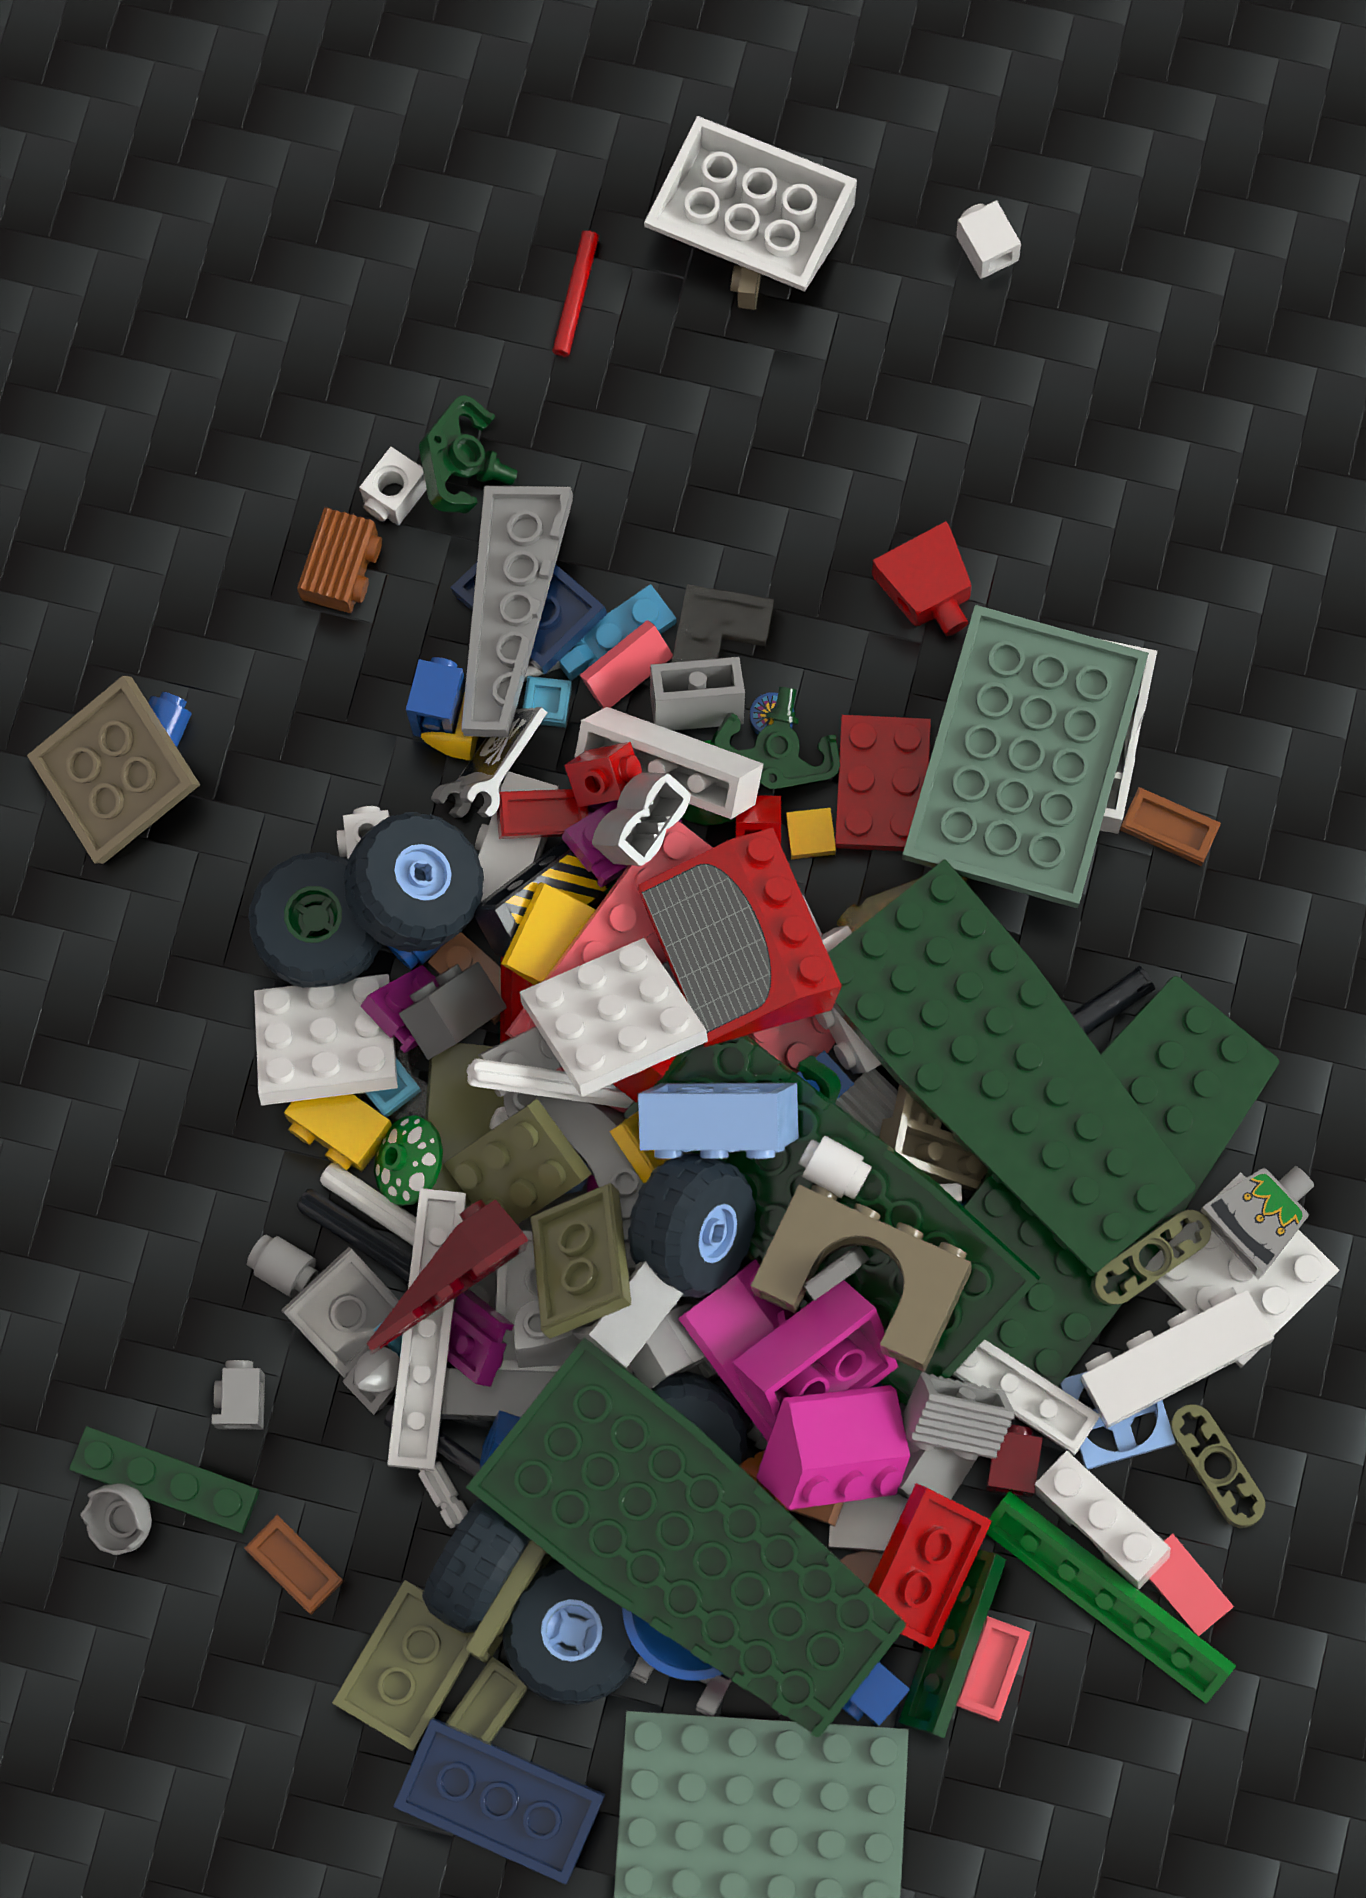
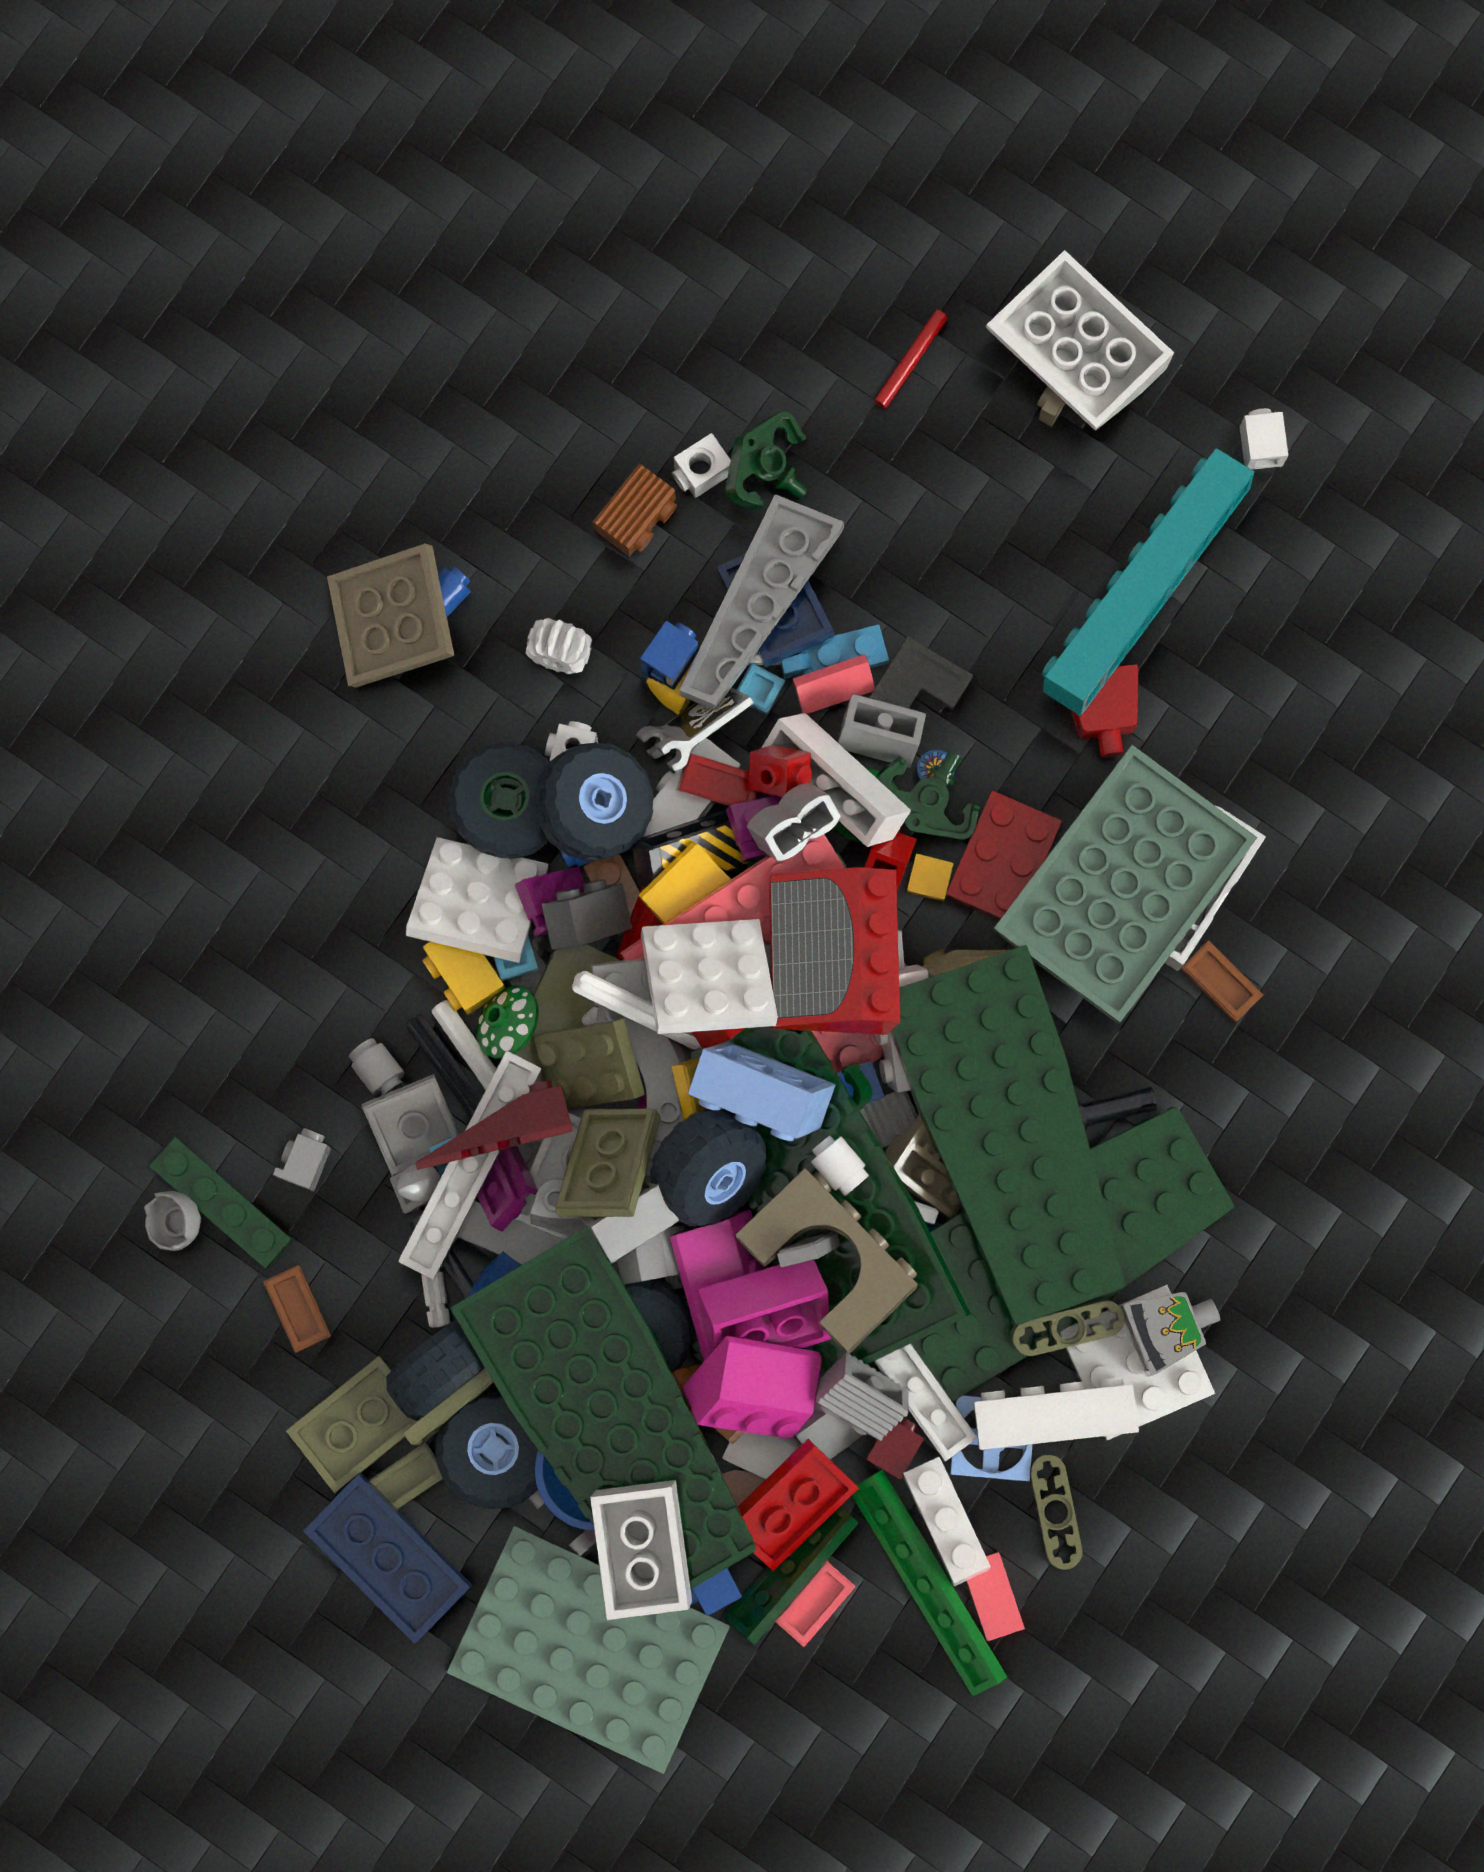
camera: 15 degrees right, 5 degrees up
(310, 734) = (558, 646): none -> white gear
(780, 1670) = (641, 1550): none -> white brick
(922, 430) = (1147, 581): none -> teal brick

